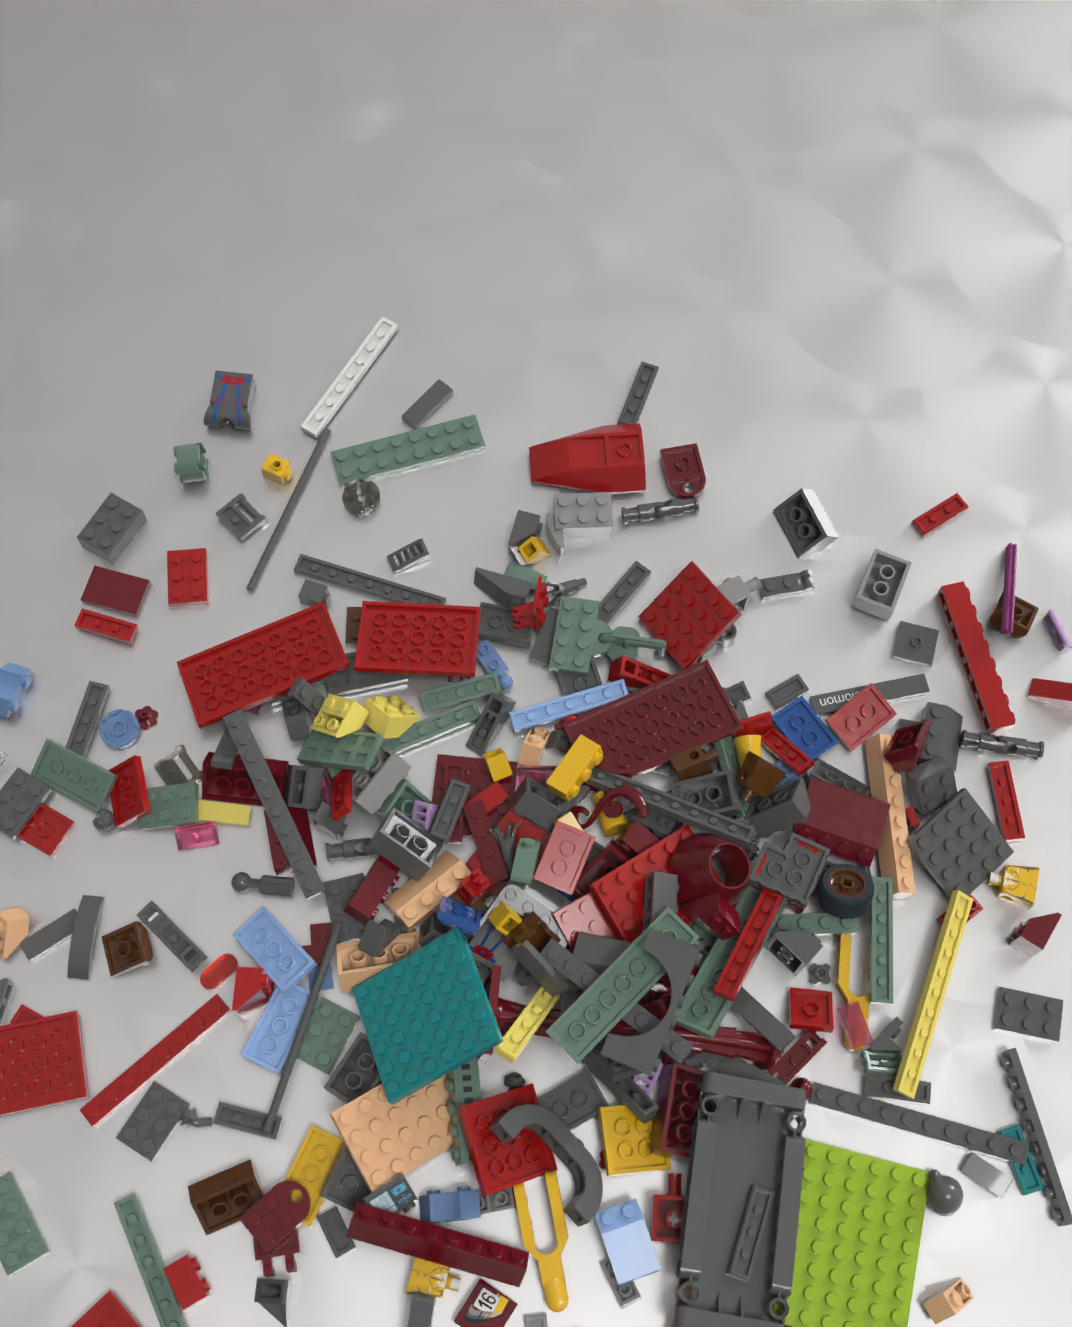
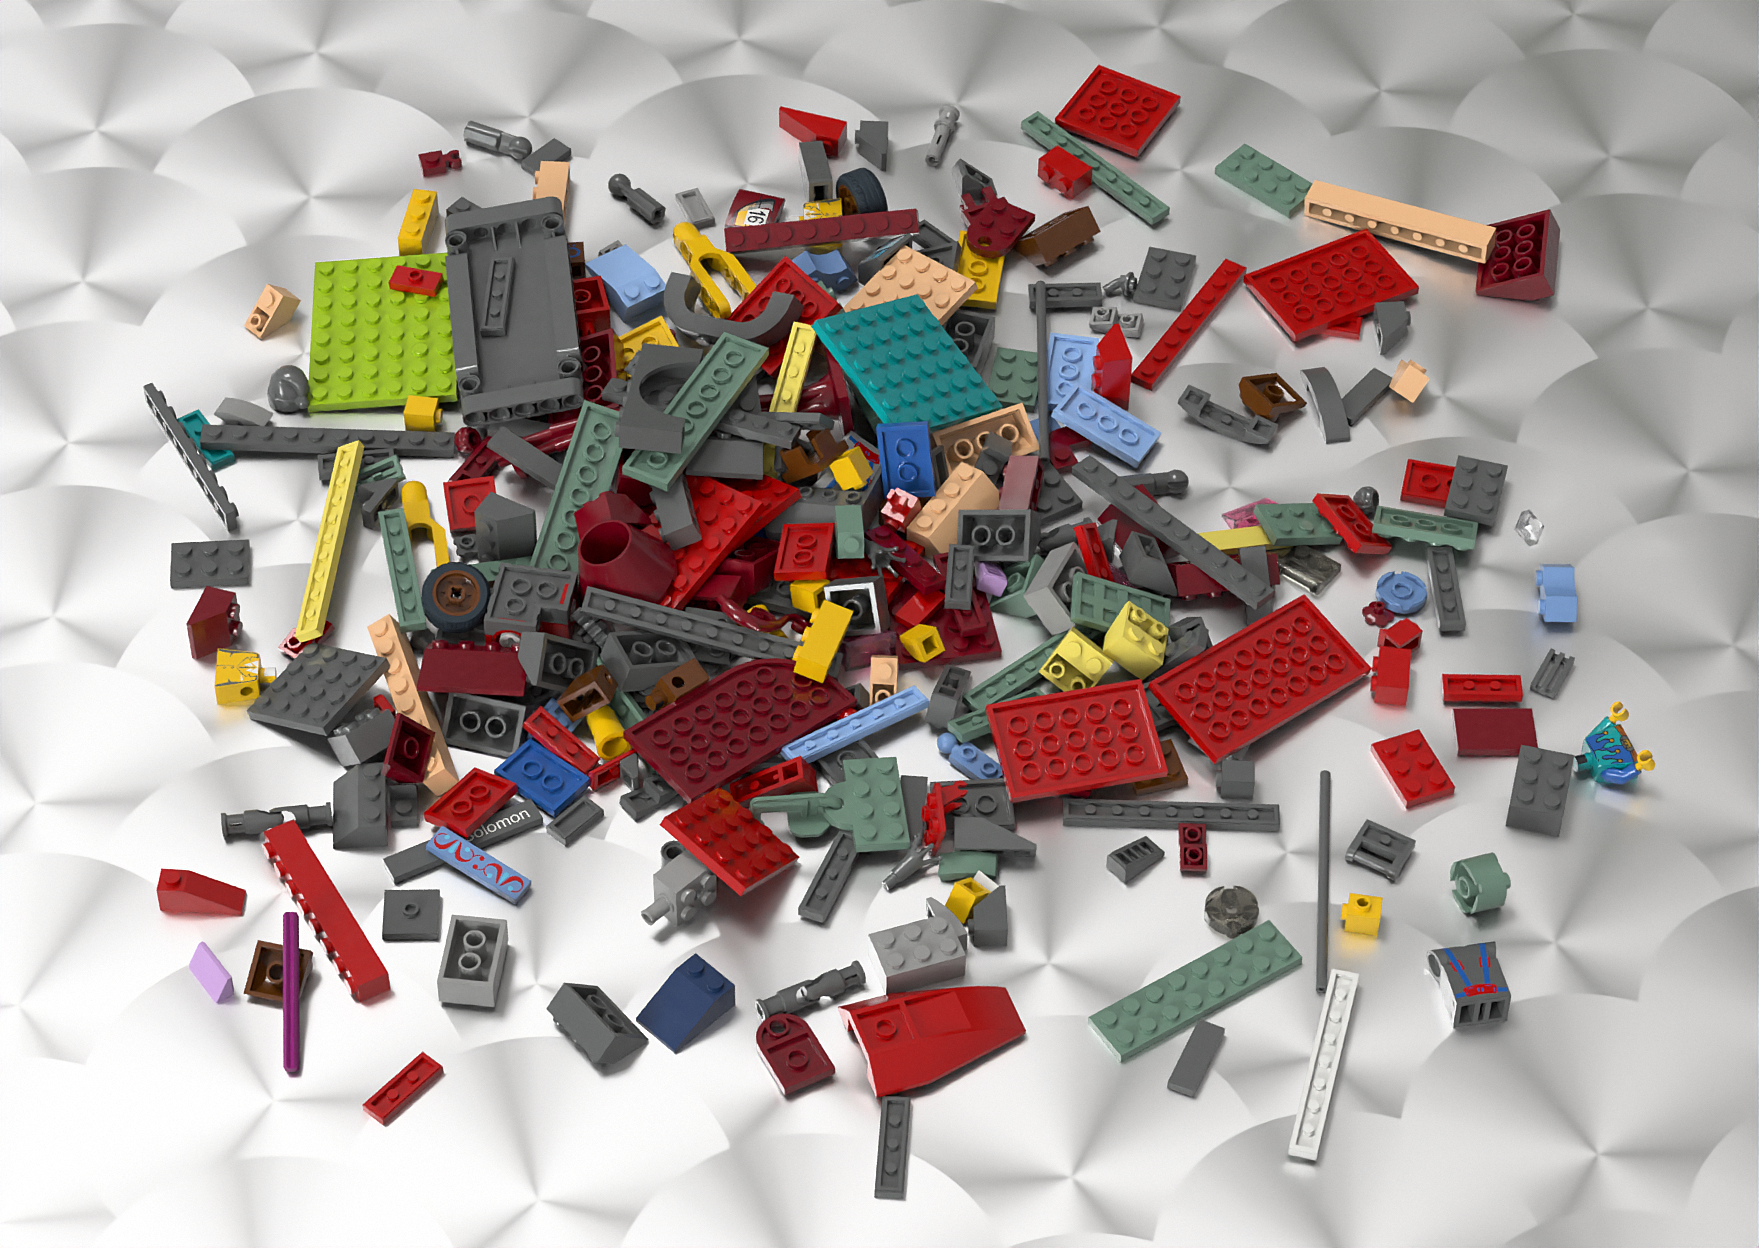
camera: 165 degrees right, 20 degrees down
(46, 626) = (1559, 659): none -> dark grey tile
(48, 543) = (1610, 753): none -> torso
(141, 681) = (1401, 635): none -> red window
(165, 651) = (1392, 675): none -> red brick
(216, 1078) = (1105, 317): none -> light grey slope
(218, 972) = (1160, 406): clear red tile -> none
(367, 553) = (1192, 847): none -> dark red slope
(388, 1283) = (860, 193): none -> black wheel
(665, 1292) = (577, 259): none -> reddish brown brick
(742, 522) = (687, 1003): none -> dark blue slope
(748, 945) = (562, 502): red plate -> none
(786, 585) = (606, 944): dark grey plate -> none
(818, 1285) = (416, 281): none -> red plate
(833, 1130) = (422, 414): none -> yellow brick
(855, 1025) = (418, 492): clear pink plate -> none
(863, 665) = (478, 865): none -> medium blue tile
(1006, 801) = (263, 760): red plate -> none

